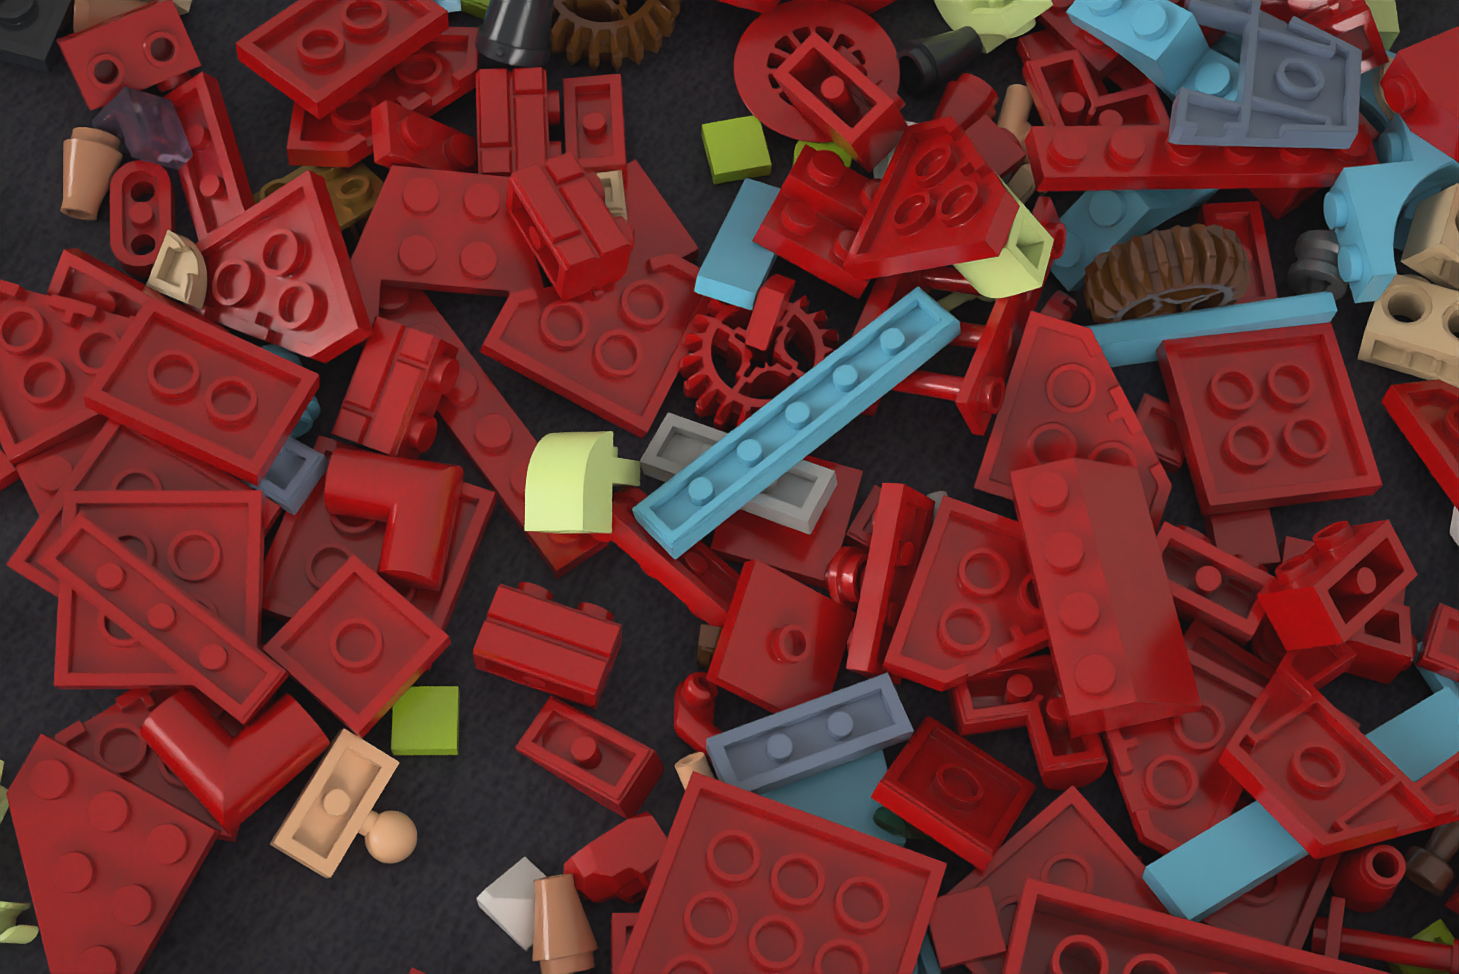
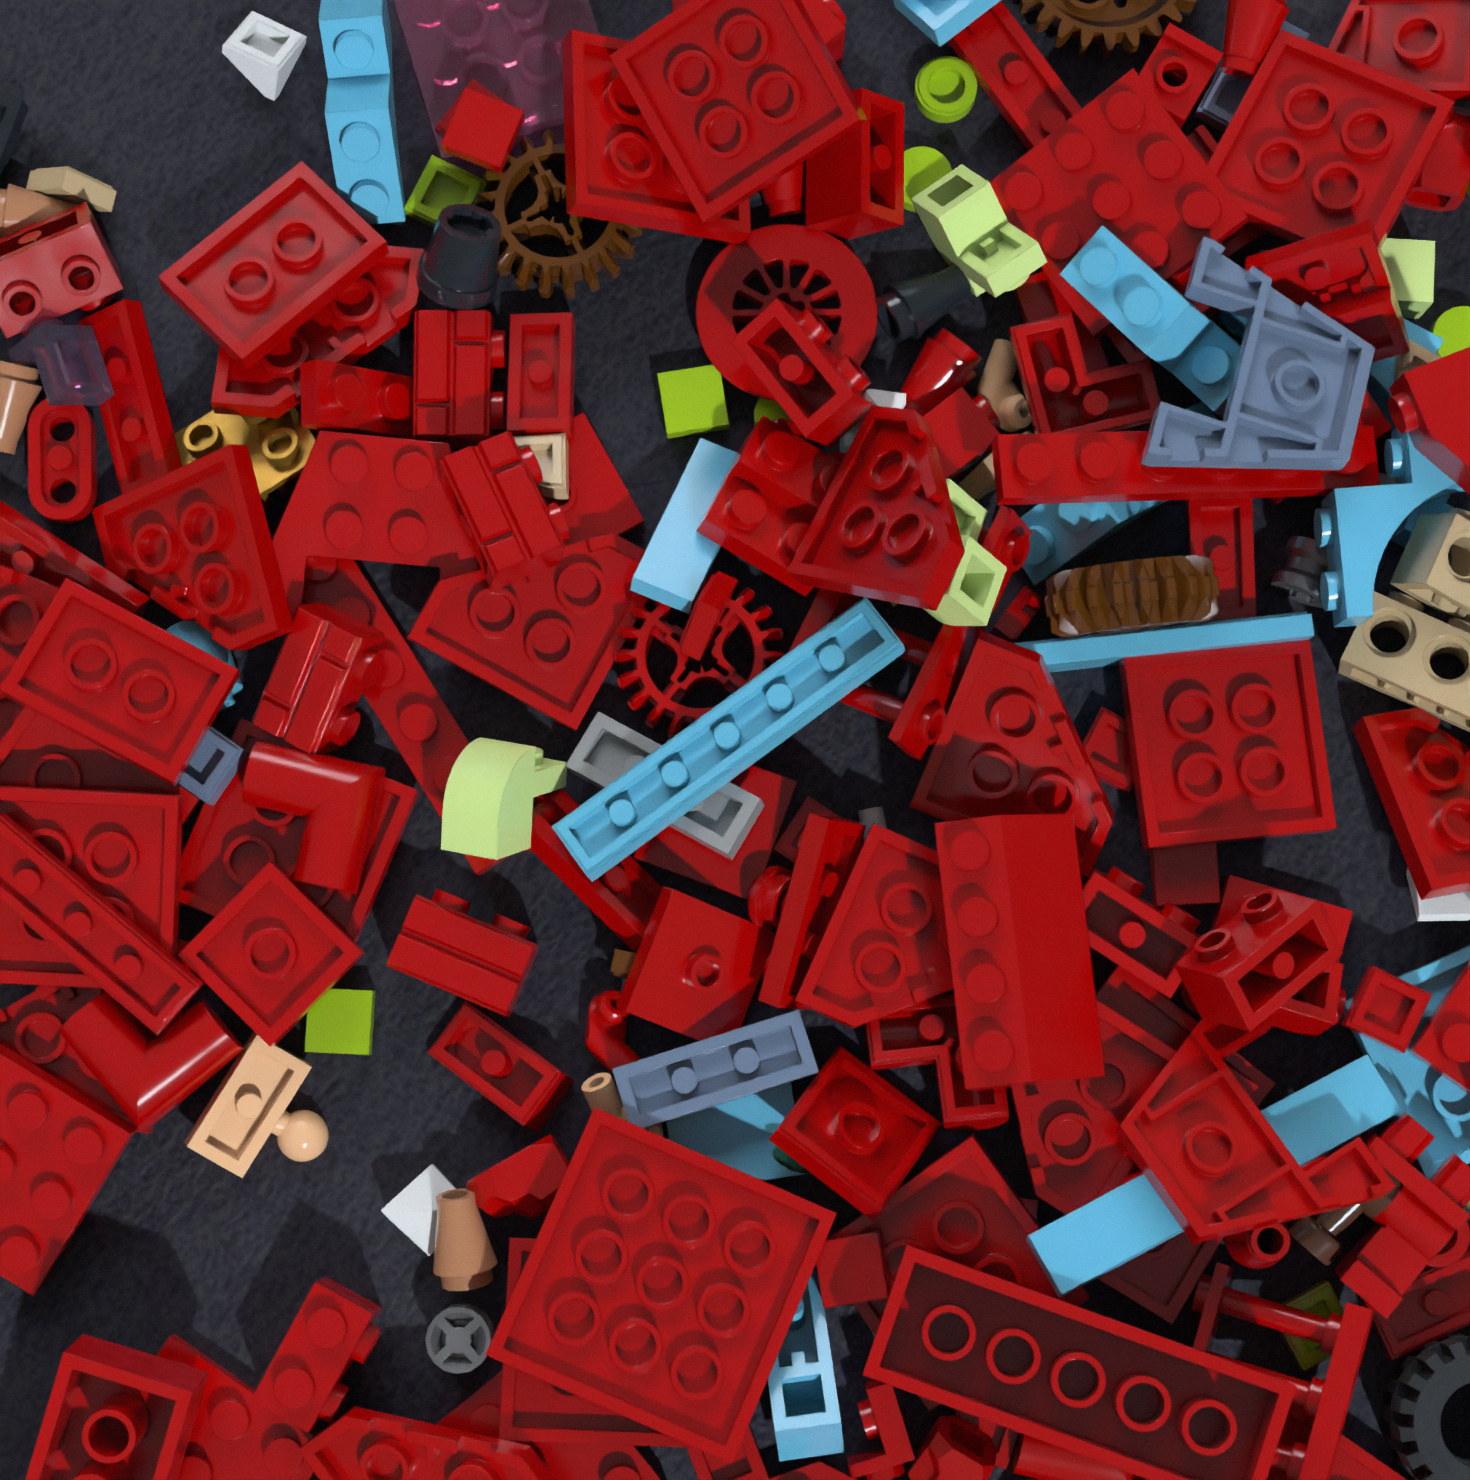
camera: 10 degrees right, 15 degrees up
(180, 270) = (100, 529): tan tile -> none

